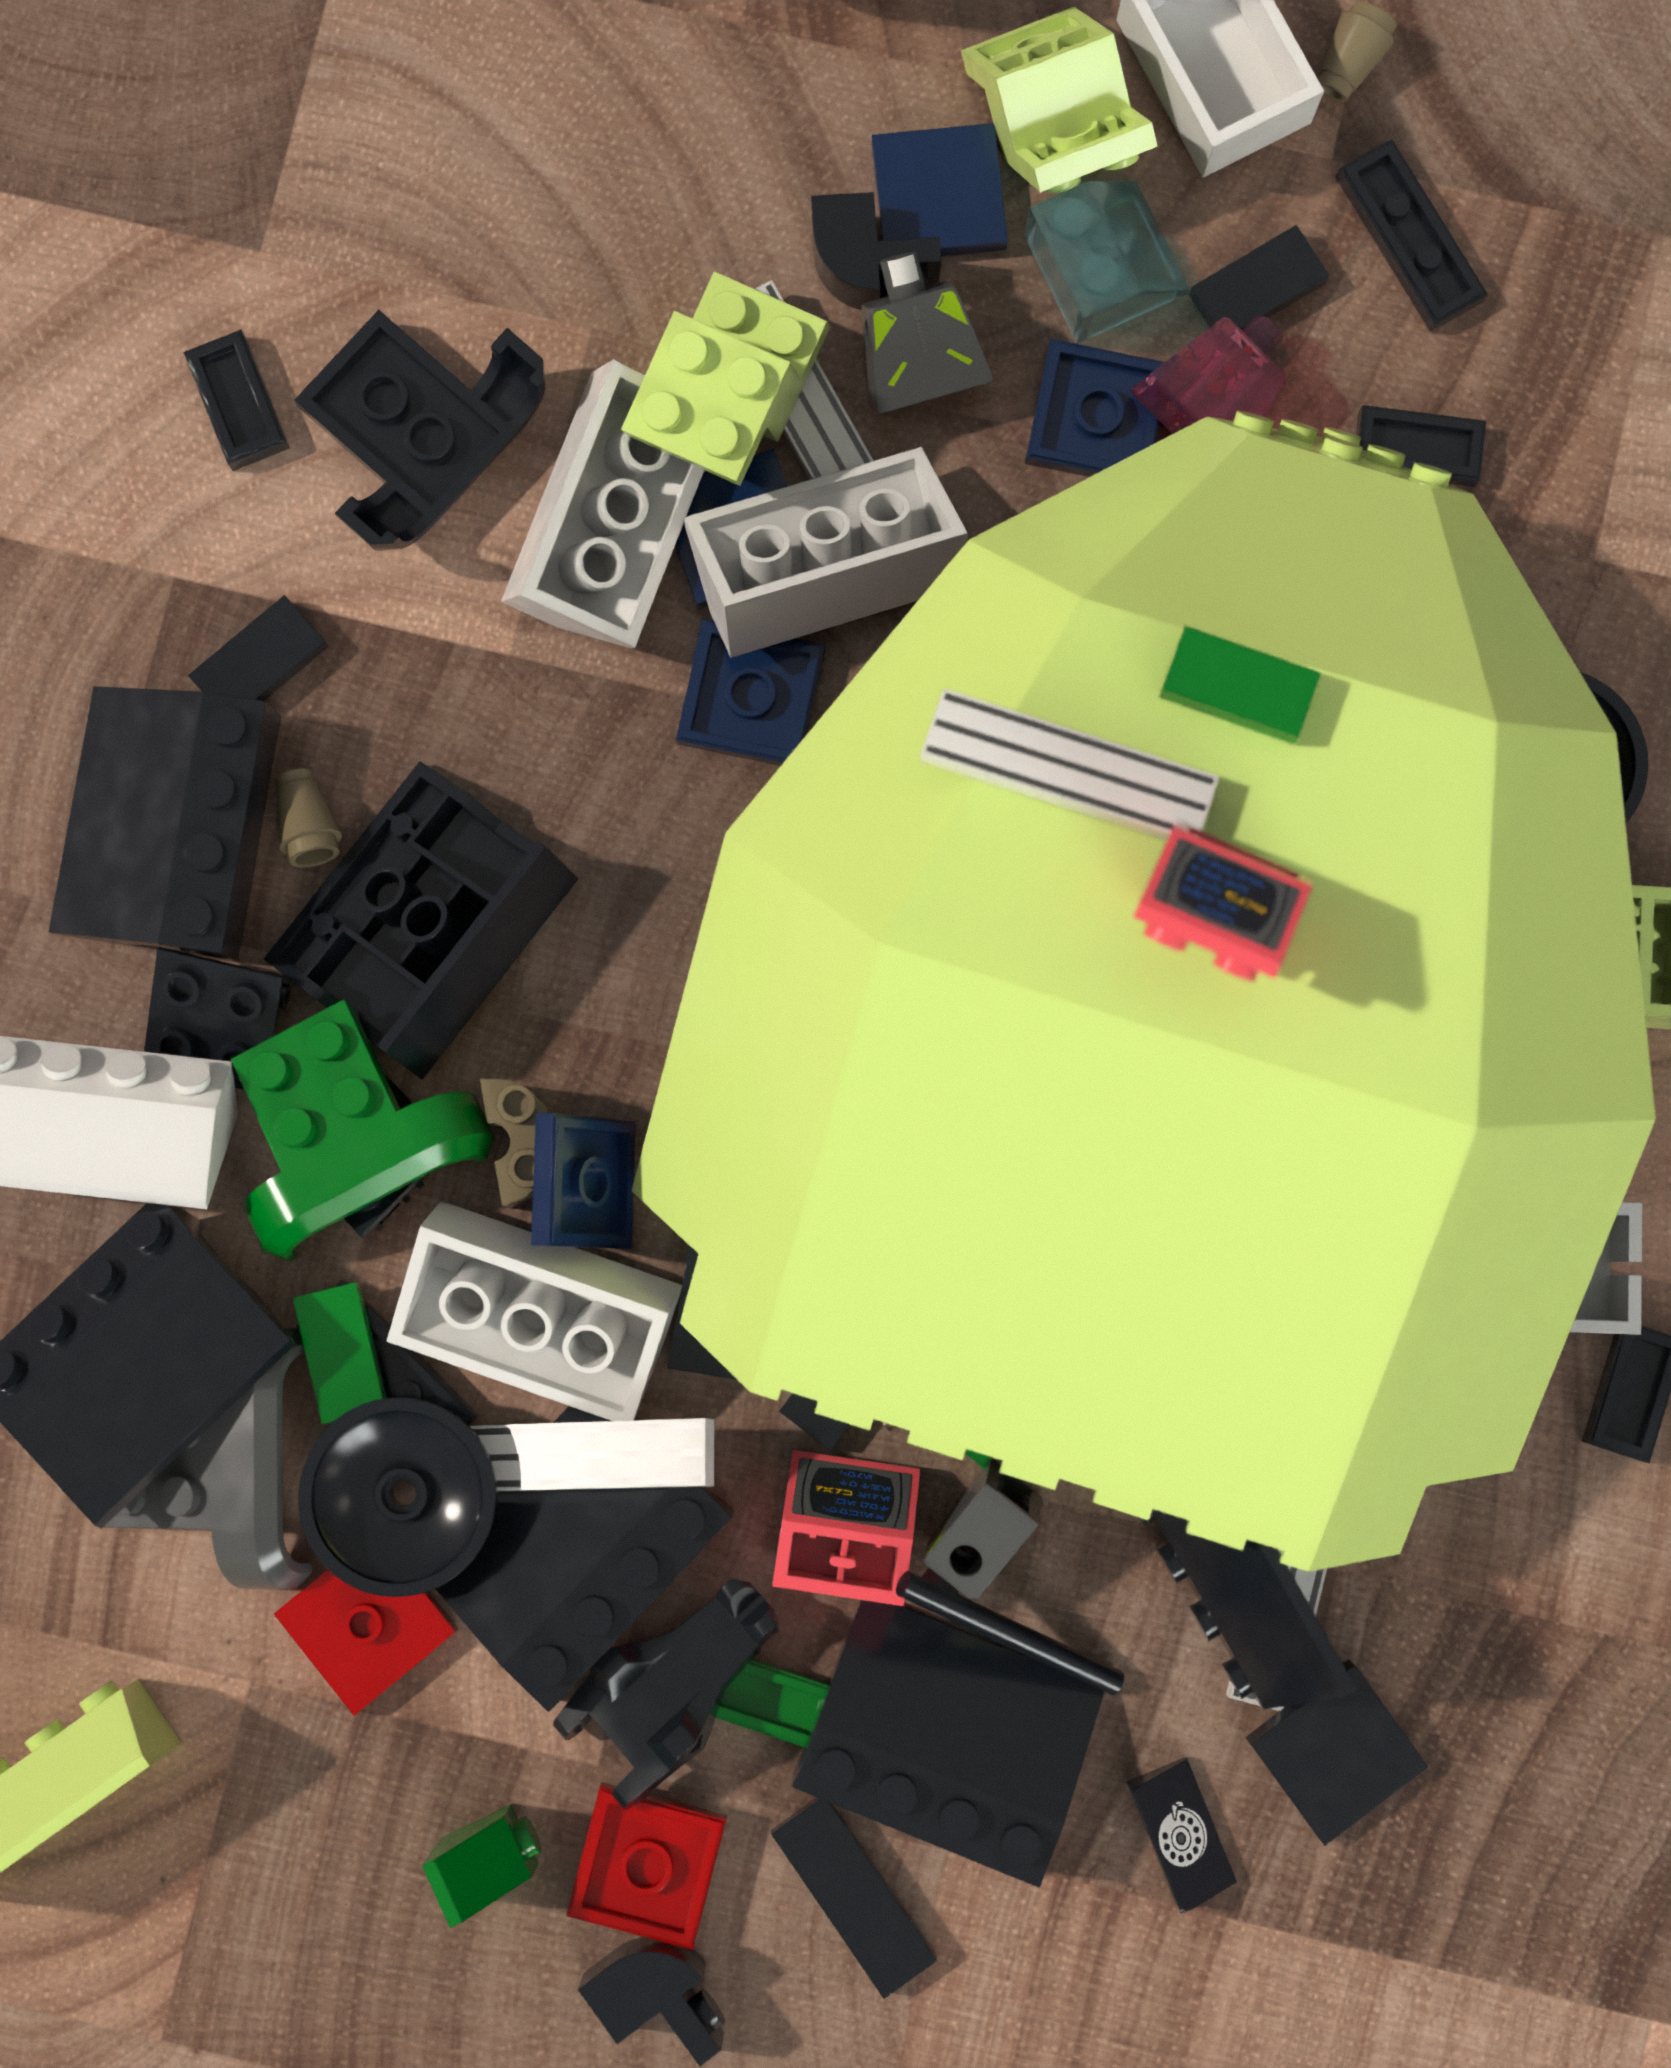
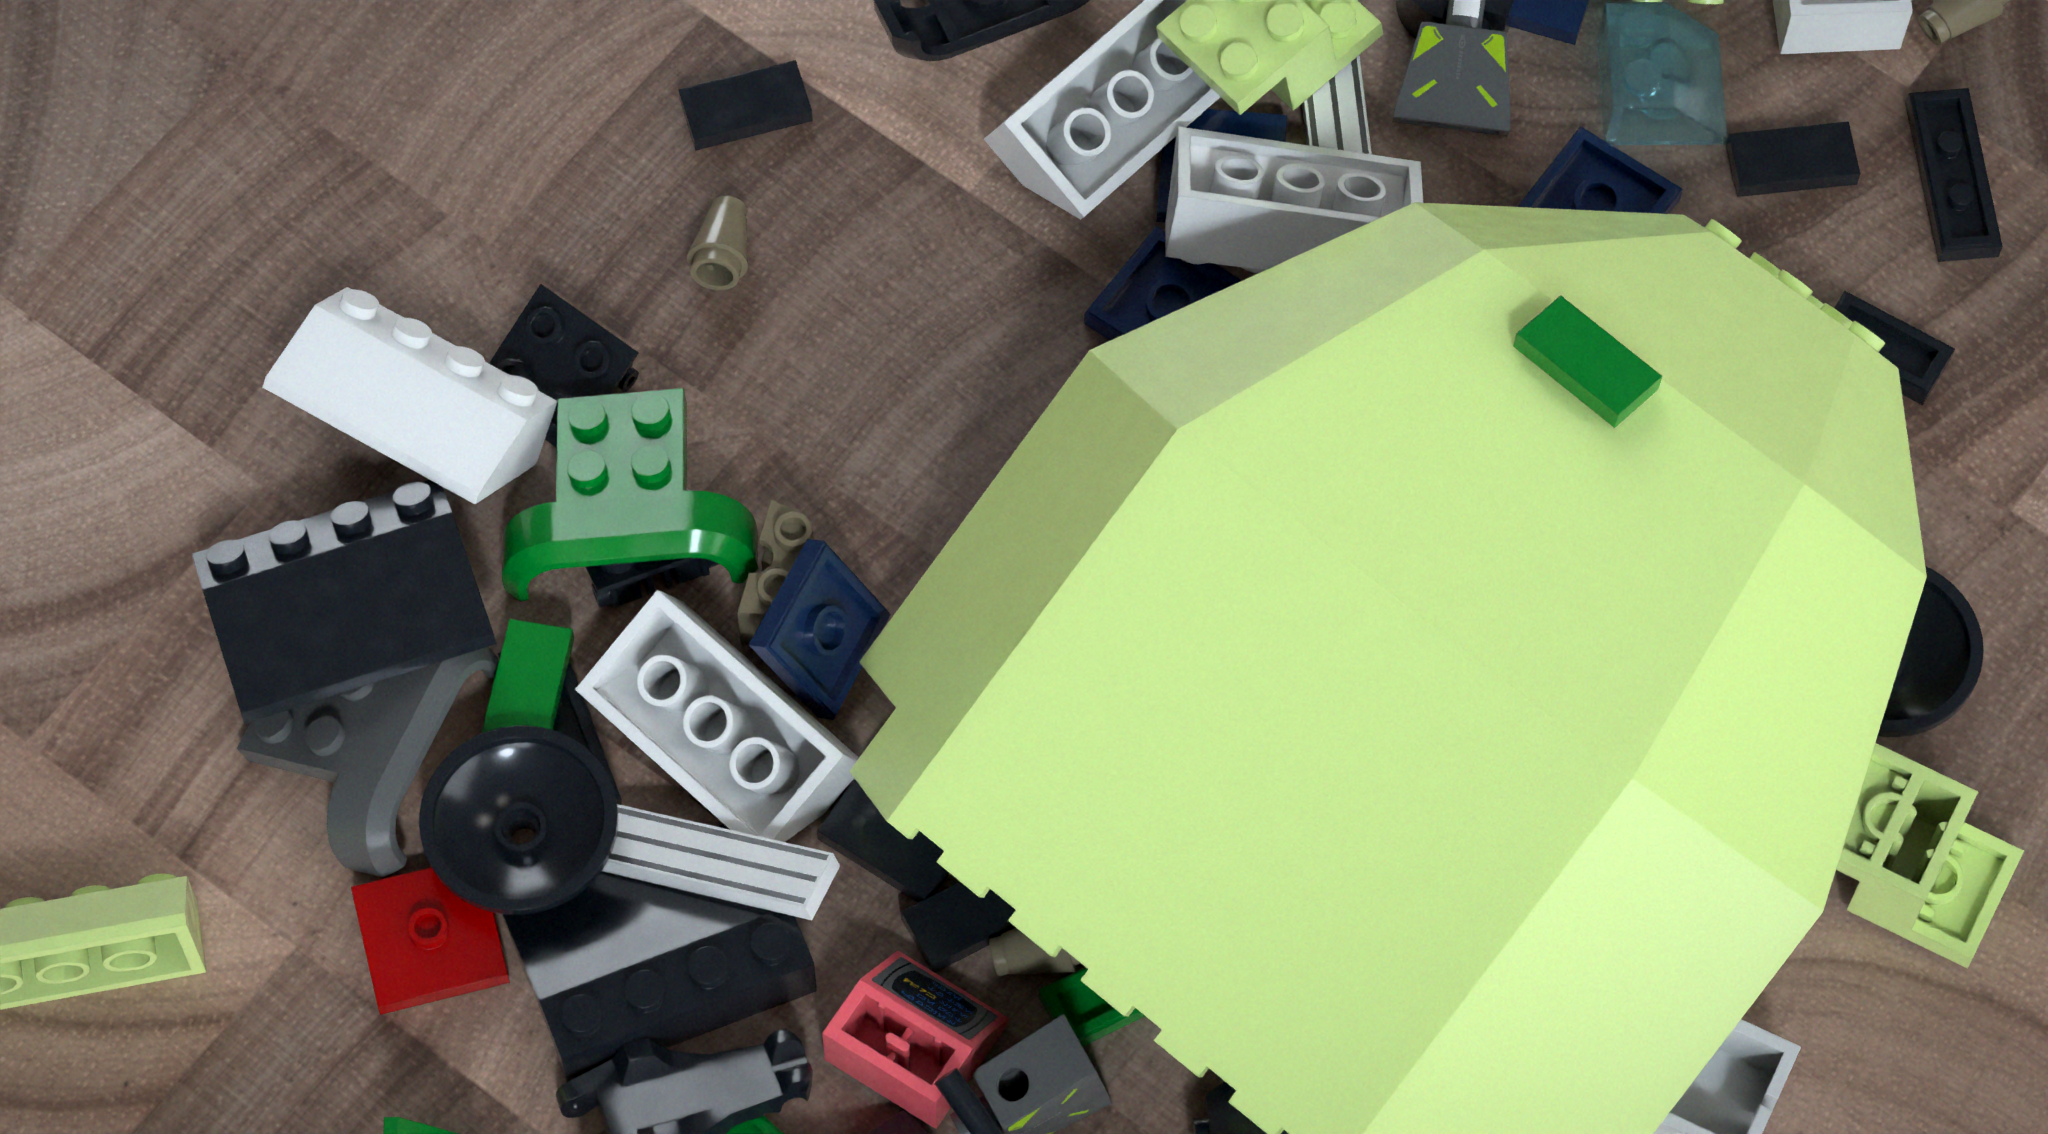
camera: 25 degrees right, 20 degrees down
(166, 820) = (603, 194): black piece -> none
(422, 918) = (787, 365): black piece -> none
(1066, 767) = (1407, 364): white tile -> none
(1216, 375) = (1719, 191): clear pink torso -> none
(1223, 902) = (1487, 491): slope -> none

